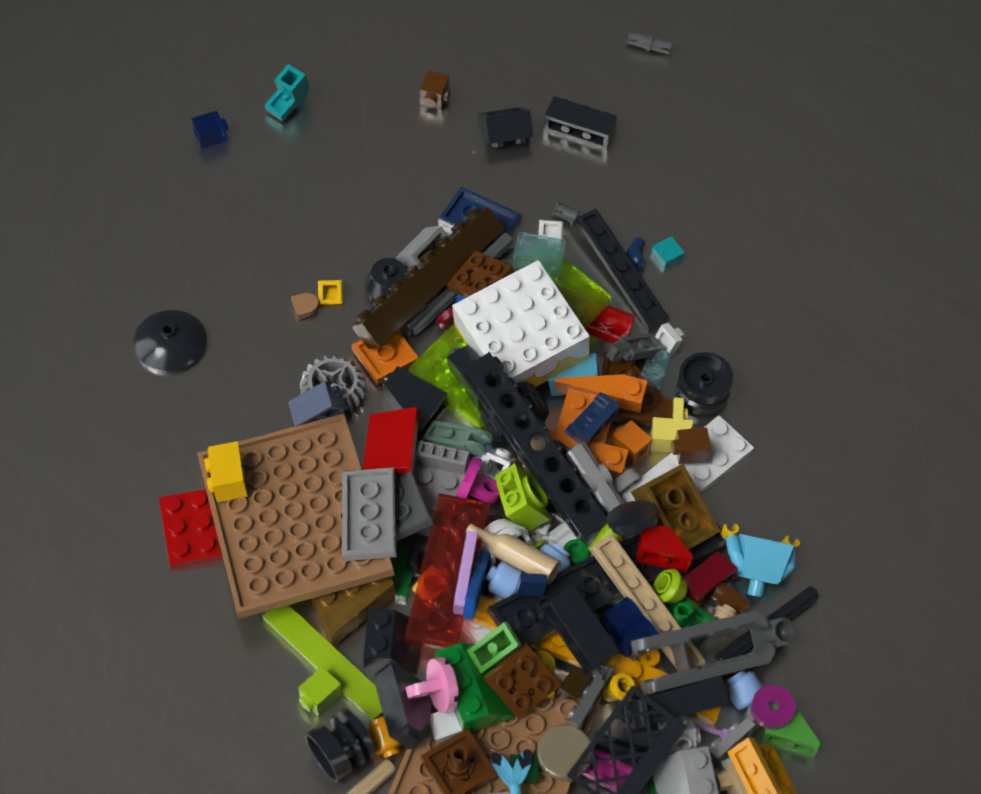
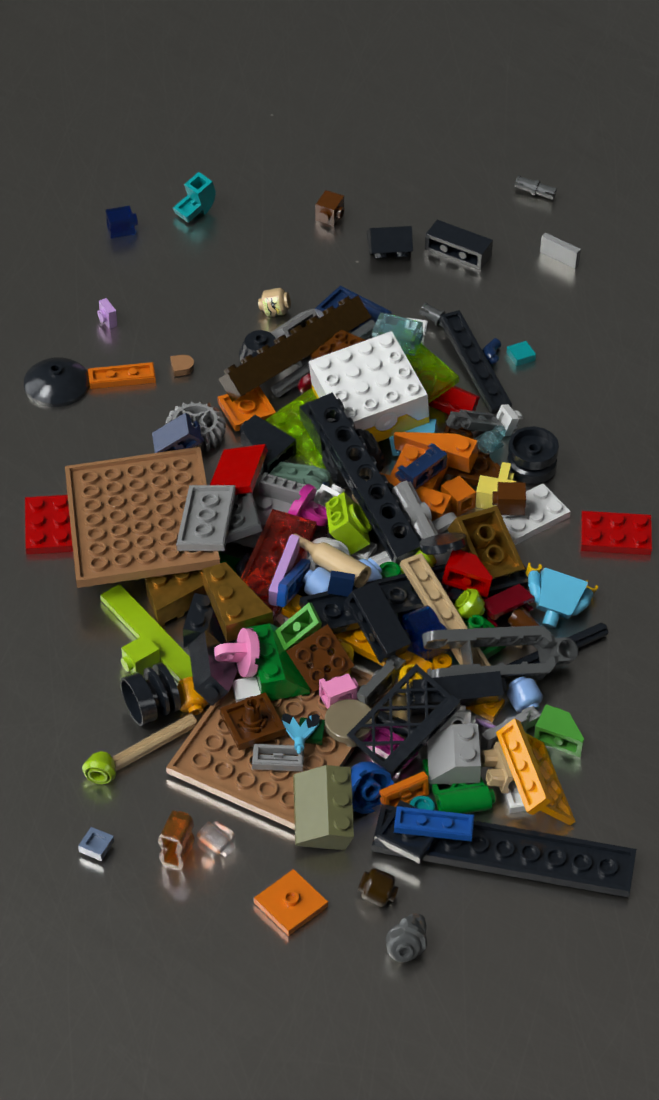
camera: 10 degrees right, 10 degrees down
(213, 249) = (107, 313): none -> lavender plate
(226, 472) = (86, 477): yellow brick -> none
(240, 325) = (121, 375): none -> orange tile
(330, 292) = (206, 356): yellow slope -> none
(394, 216) = (274, 302): none -> tan head
(417, 621) = (233, 601): none -> pearl gold wedge
(546, 715) = (338, 689): none -> bright pink brick
(572, 685) = (365, 668): dark brown slope -> none
(689, 119) = (560, 250): none -> light grey tile
(771, 718) = (545, 714): magenta piece -> none
(805, 468) = (616, 533): none -> red plate

